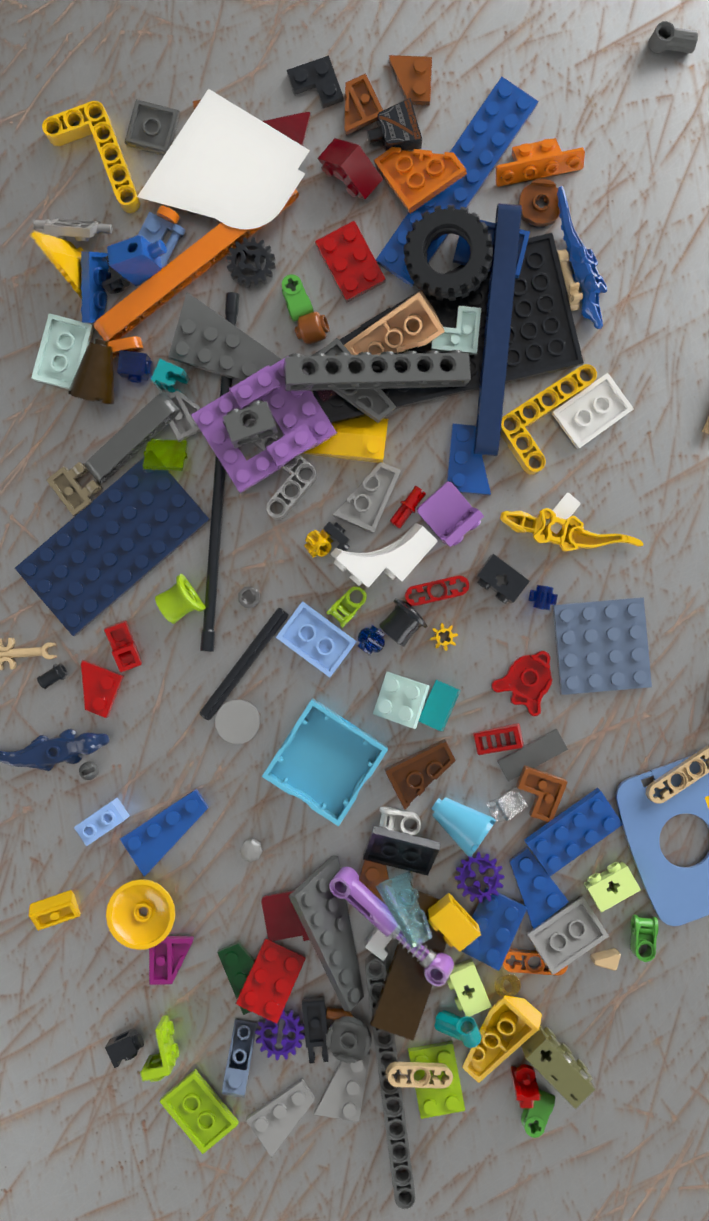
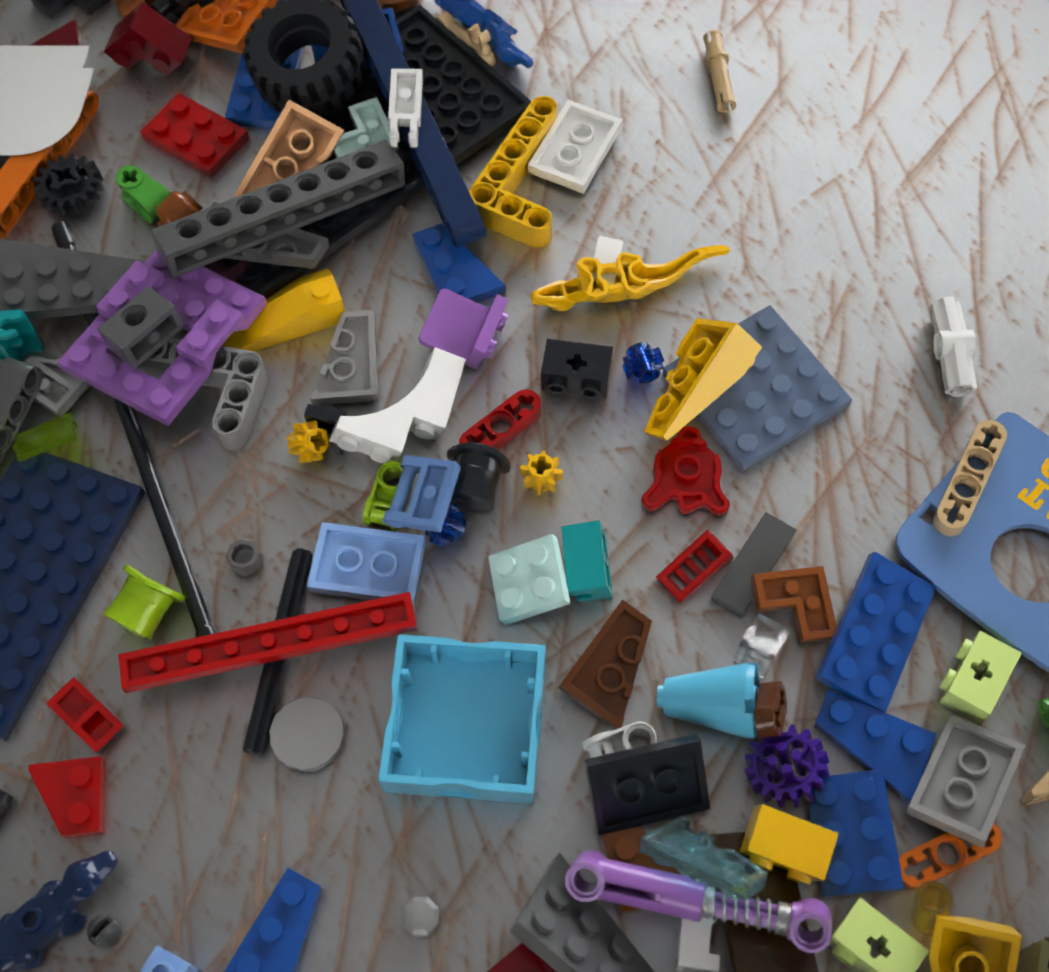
camera: 25 degrees left, 25 degrees down
(238, 663) = (266, 642): none -> red plate
(370, 628) = (430, 495): none -> medium blue plate
(407, 507) = (406, 348): red axle -> none
(489, 846) = (770, 709): none -> reddish brown beam
(494, 335) = (405, 104): none -> white hinge
(573, 629) = (710, 362): none -> yellow wedge

